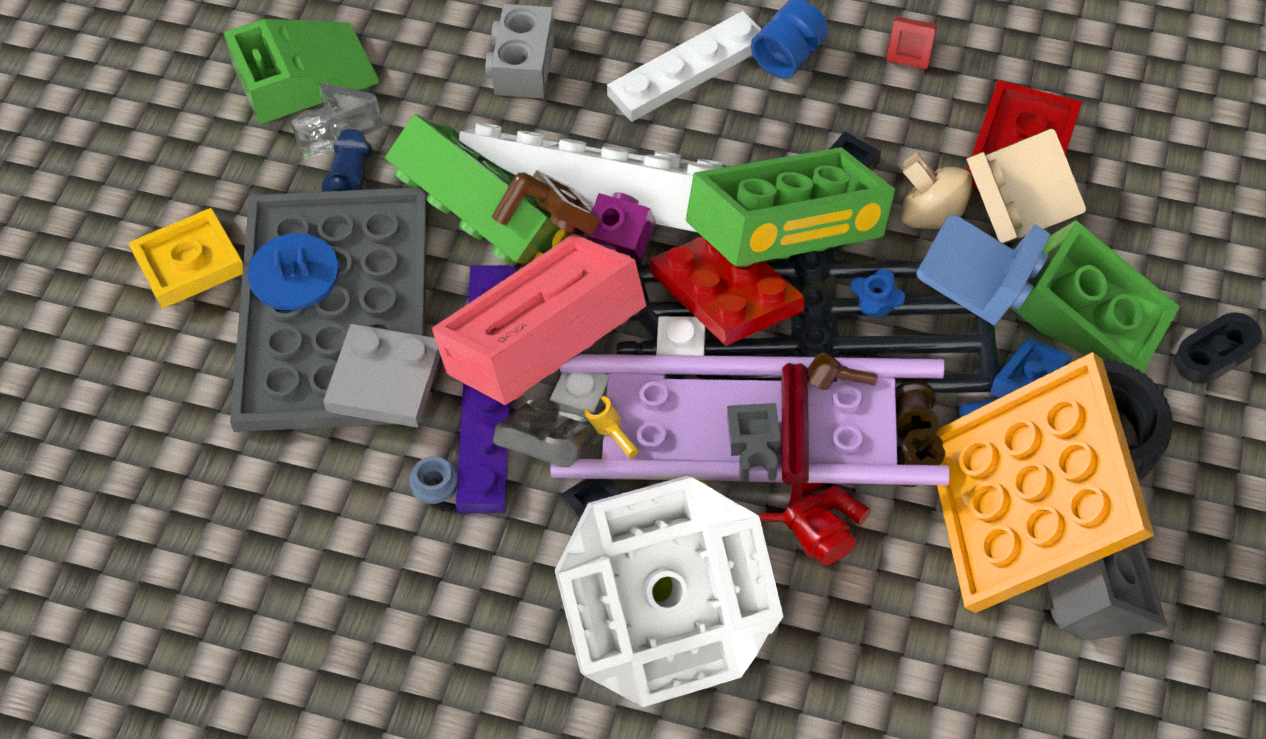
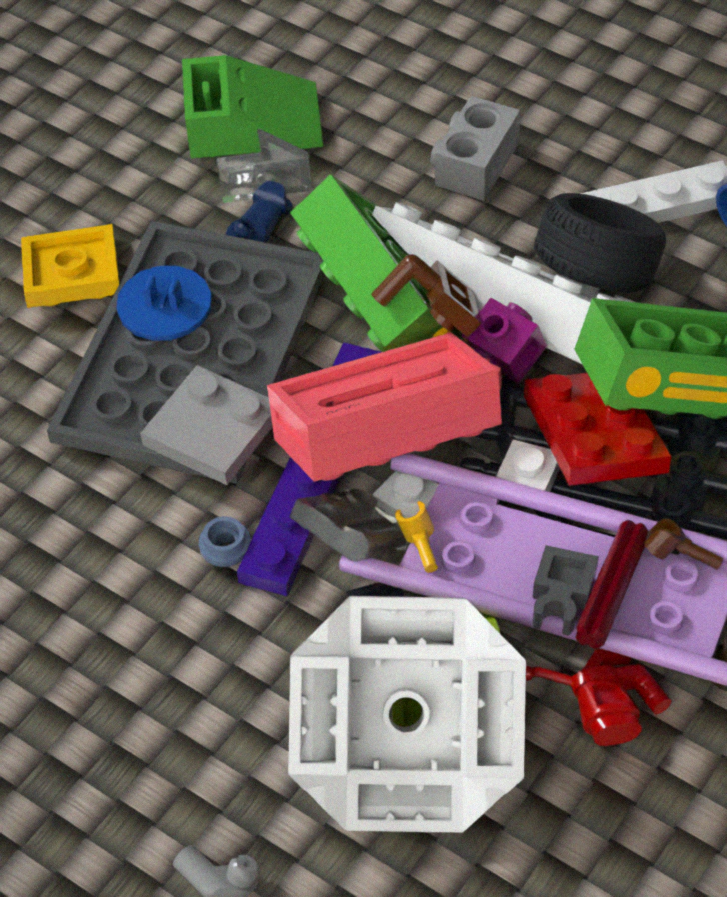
camera: 20 degrees right, 5 degrees down
(670, 115) = (600, 242): none -> black tyre

